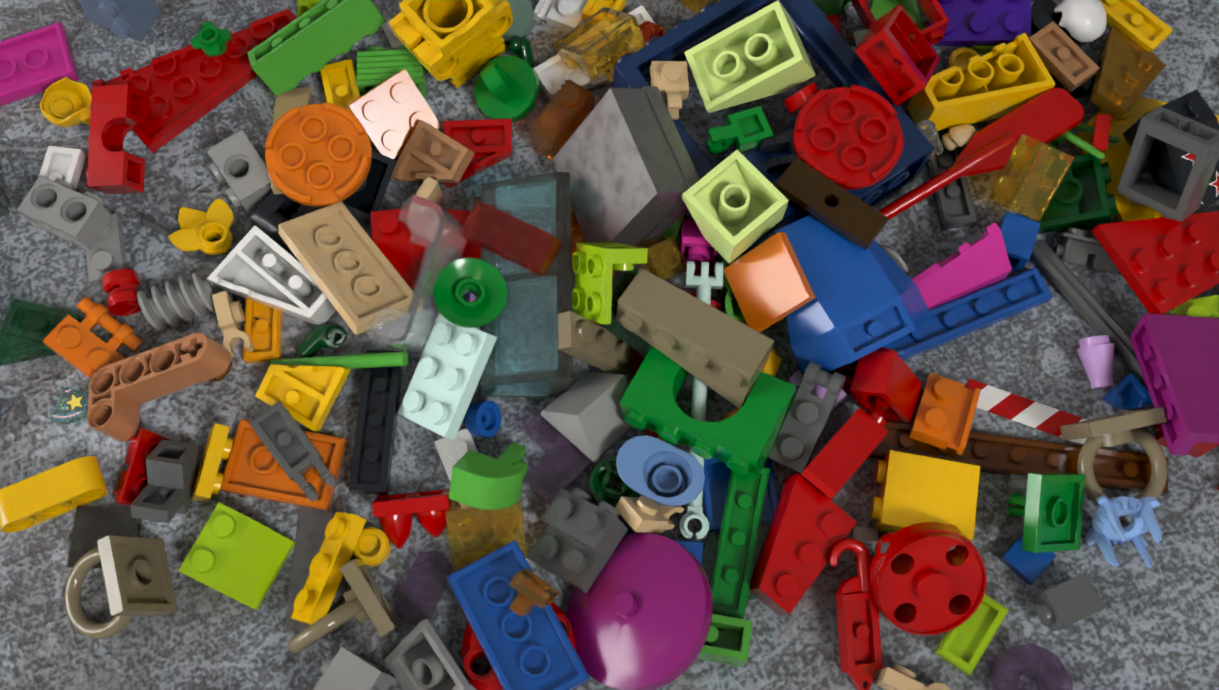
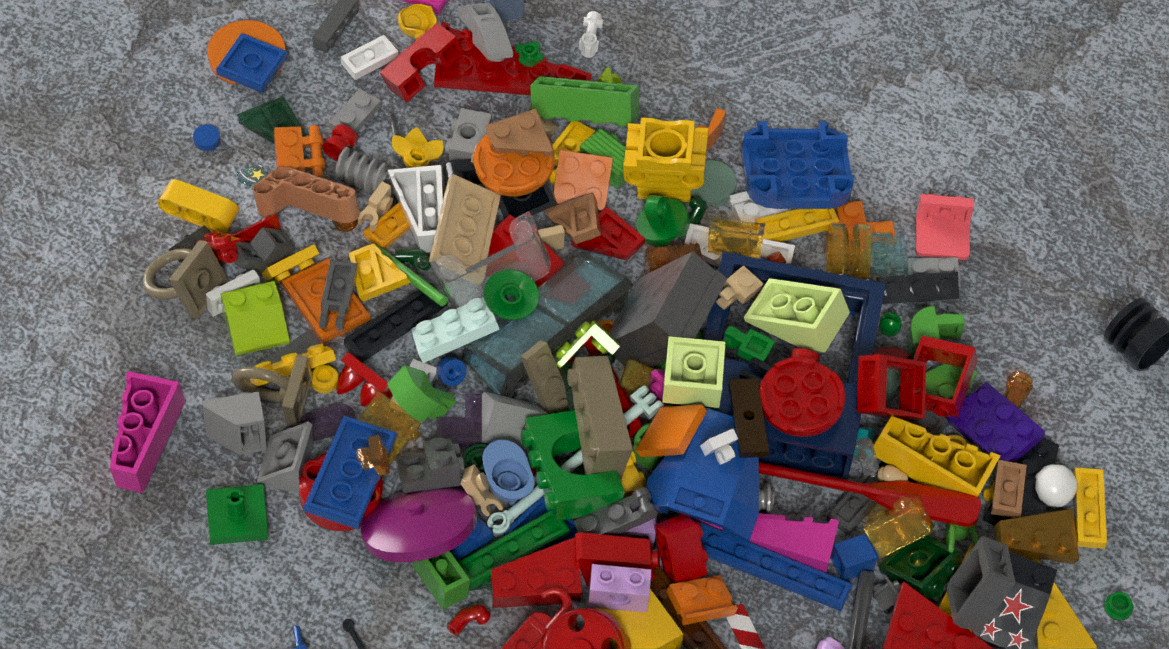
camera: 40 degrees right, 15 degrees down
(64, 214) = (354, 75): light grey brick -> none
(122, 518) = (223, 246): none -> red hinge
(149, 51) = (487, 30): none -> light grey slope
(184, 536) = (241, 281): none -> white plate
(302, 124) = (519, 135): none -> medium nougat wing
(511, 238) = (561, 286): clear red beam -> none
(770, 648) = (466, 615): none -> red arm
(841, 255) = (721, 446): none -> white tile
(893, 484) = (619, 588): none -> lavender brick
(1101, 132) = (968, 542): red tile -> none

